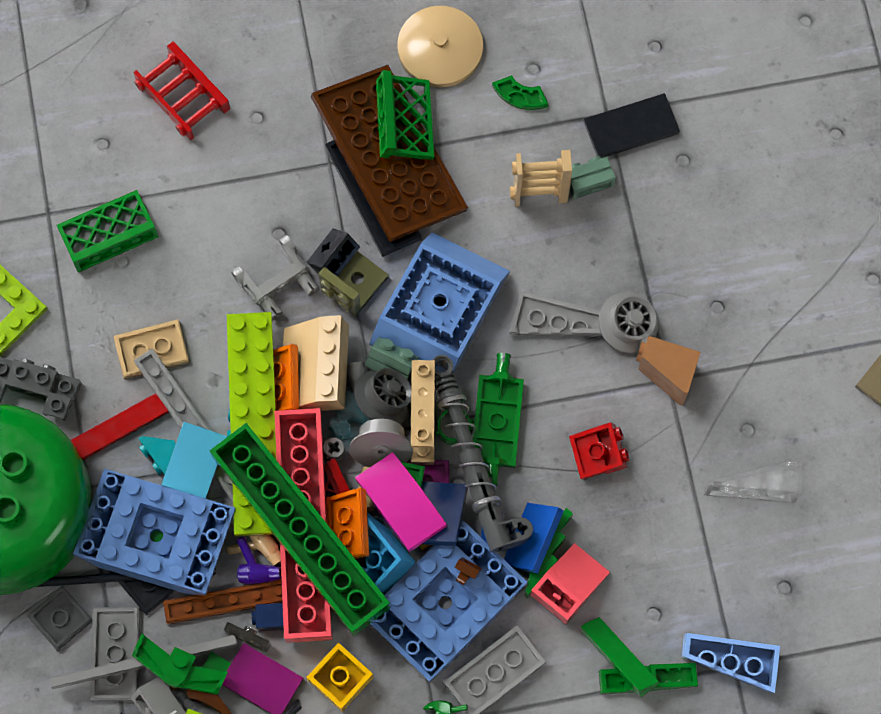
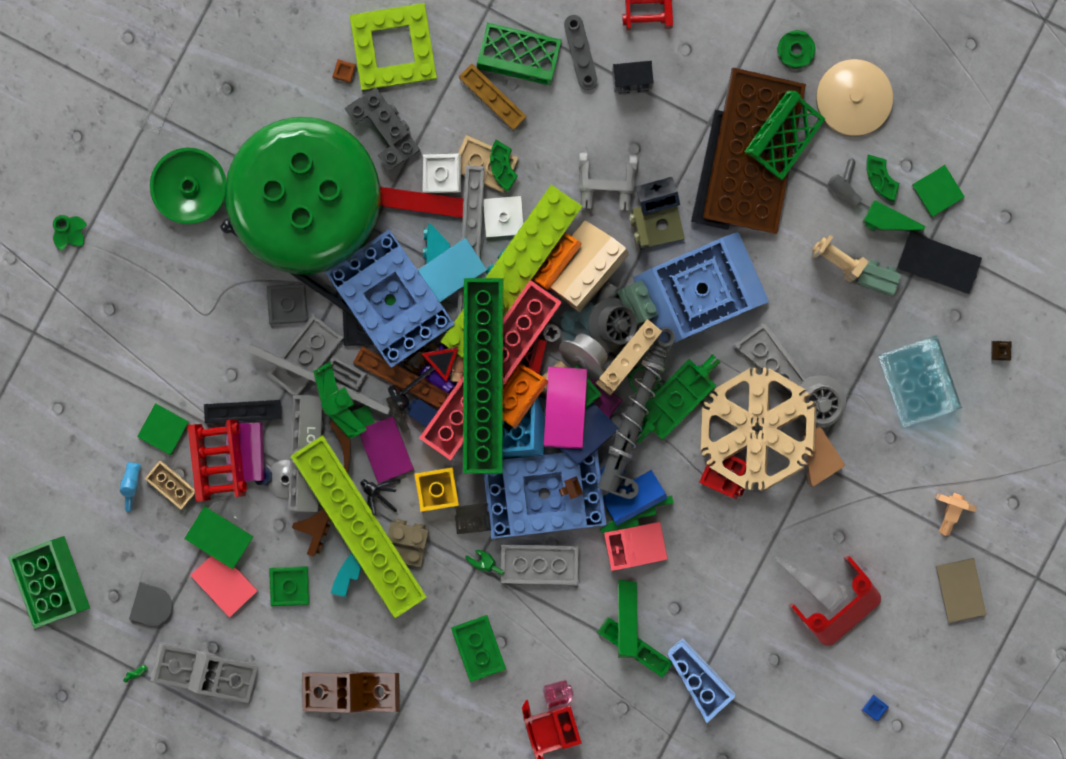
camera: 40 degrees right, 15 degrees up
(112, 284) = (492, 96): none -> pearl gold plate
(117, 385) = (442, 173): none -> white plate
(163, 188) = (580, 52): none -> dark grey plate
(167, 337) = (501, 165): none -> green tile
(186, 636) = (359, 380): none -> light grey tile
(204, 382) = (502, 216): none -> white plate
(226, 571) = (416, 361): none -> dark brown head
(227, 169) = (632, 77): none -> black brick
(249, 552) = (441, 362): none -> black piece
(357, 56) = (796, 60): none -> green tile
(396, 678) = (472, 518): none -> clear smoke plate
(494, 126) = (842, 188): none -> dark grey piece
(554, 122) = (883, 218): none -> green slope
(578, 67) = (938, 190): none -> green tile
(614, 379) = (770, 436): none -> tan plate
(701, 236) = (920, 381): none -> clear light blue slope
(749, 158) = (1001, 350): none -> dark brown tile
(811, 518) = (832, 630): none -> red windscreen
(826, 316) = (953, 510): none -> light nougat piece

